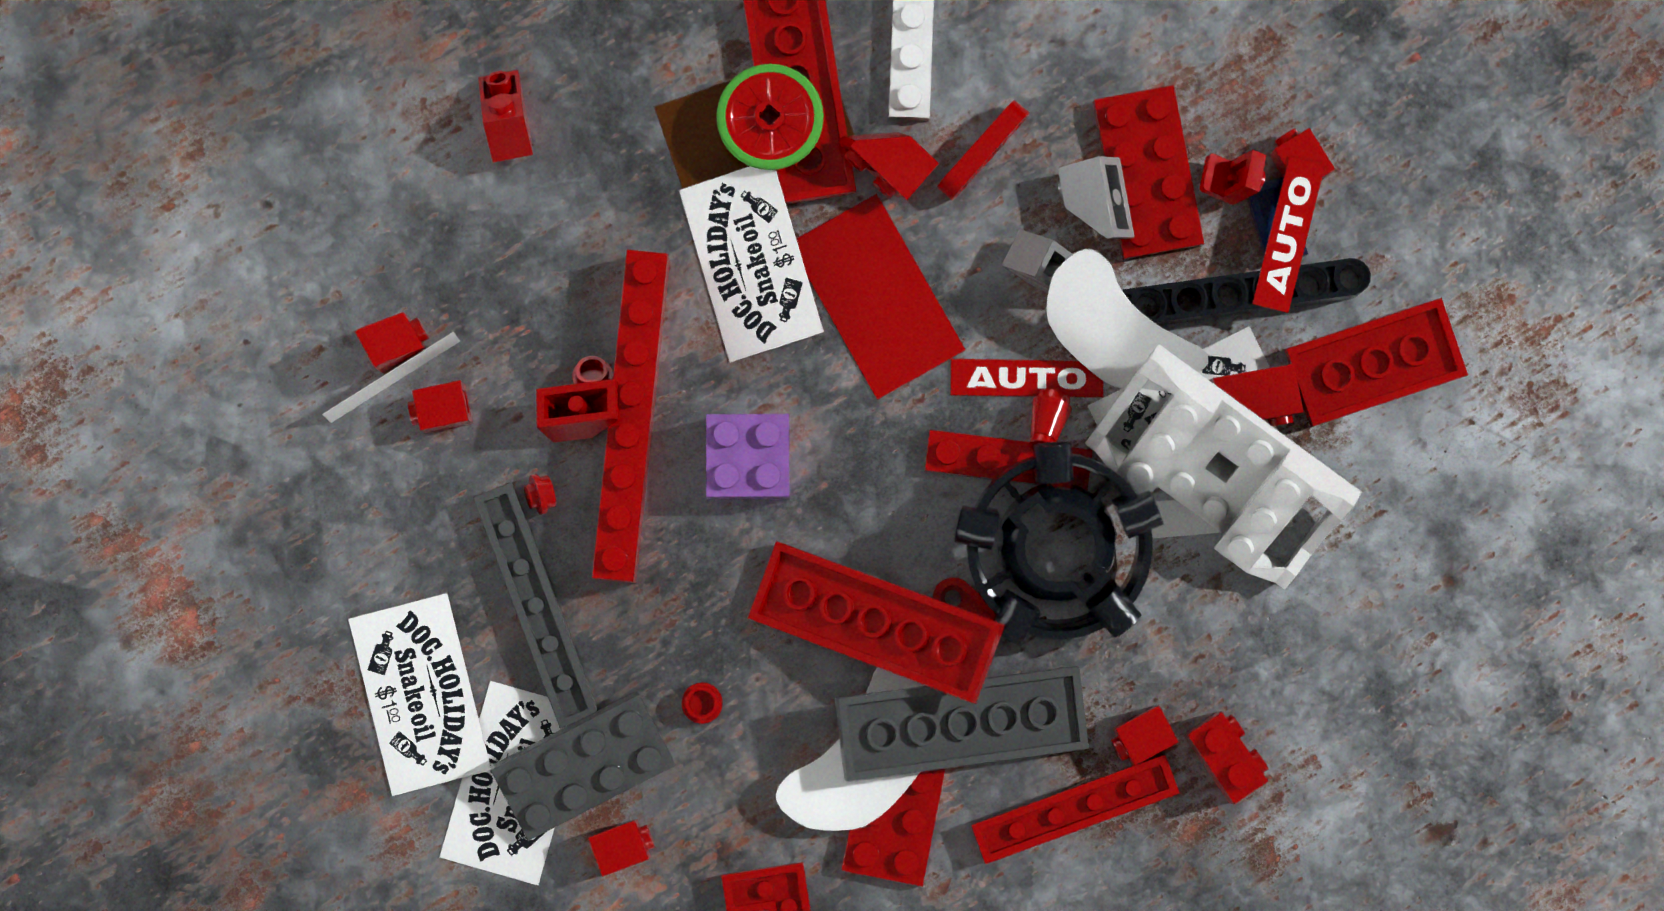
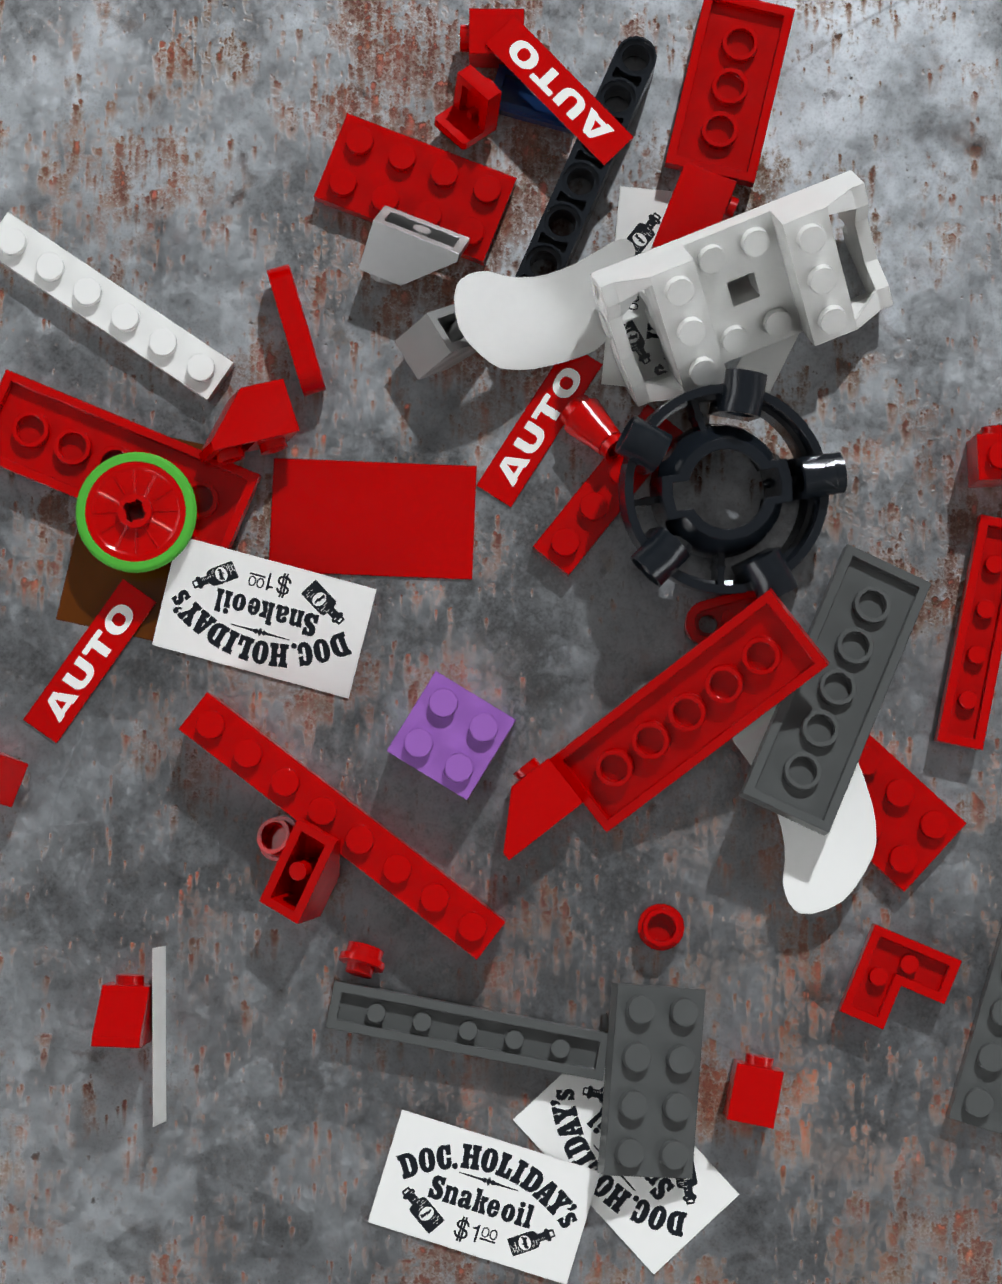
camera: 55 degrees left, 0 degrees up
(440, 407) = (218, 1005): red brick -> none
(638, 151) = (89, 661): none -> red sticker
(735, 552) = (536, 804): none -> red slope
(1143, 736) = (951, 523): red brick -> none

